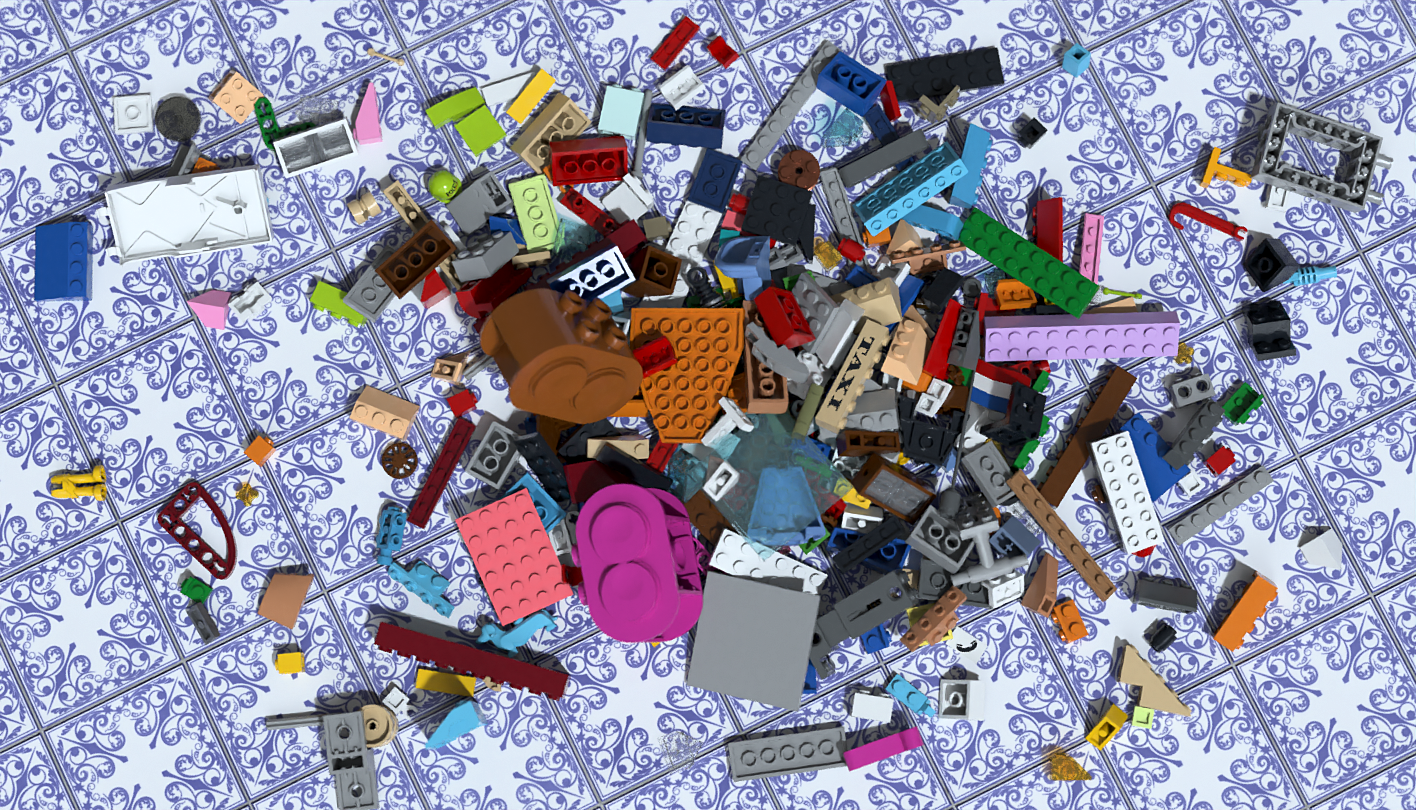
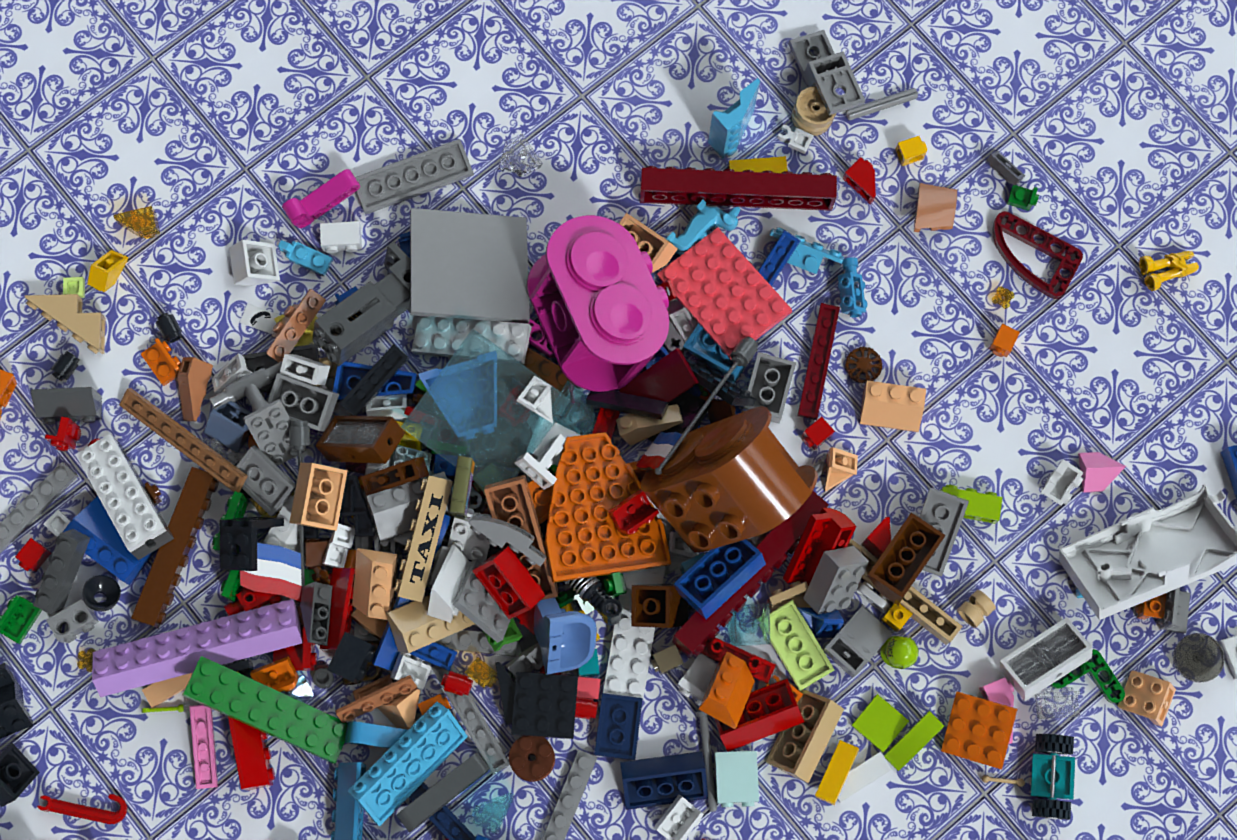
camera: 160 degrees right, 5 degrees down
(342, 46) = (1053, 776): none -> plate
(346, 645) = (862, 179): none -> red slope
(394, 101) = (979, 730): none -> orange plate
(438, 213) = (896, 617): none -> yellow brick
(453, 581) = (778, 256): none -> blue tile
(578, 626) = (656, 246): none -> light nougat slope
(609, 184) = (728, 690): none -> orange slope
(609, 409) = (667, 443): none -> flag
(688, 299) = (614, 584): none -> green bracket
(932, 569) = (304, 369): none -> white brick
(943, 442) = (318, 496): none -> light nougat slope
(1056, 654) = (169, 328): none -> black brick
(1152, 412) = (104, 585): none -> black piece
(1168, 568) = (67, 435): none -> red bracket

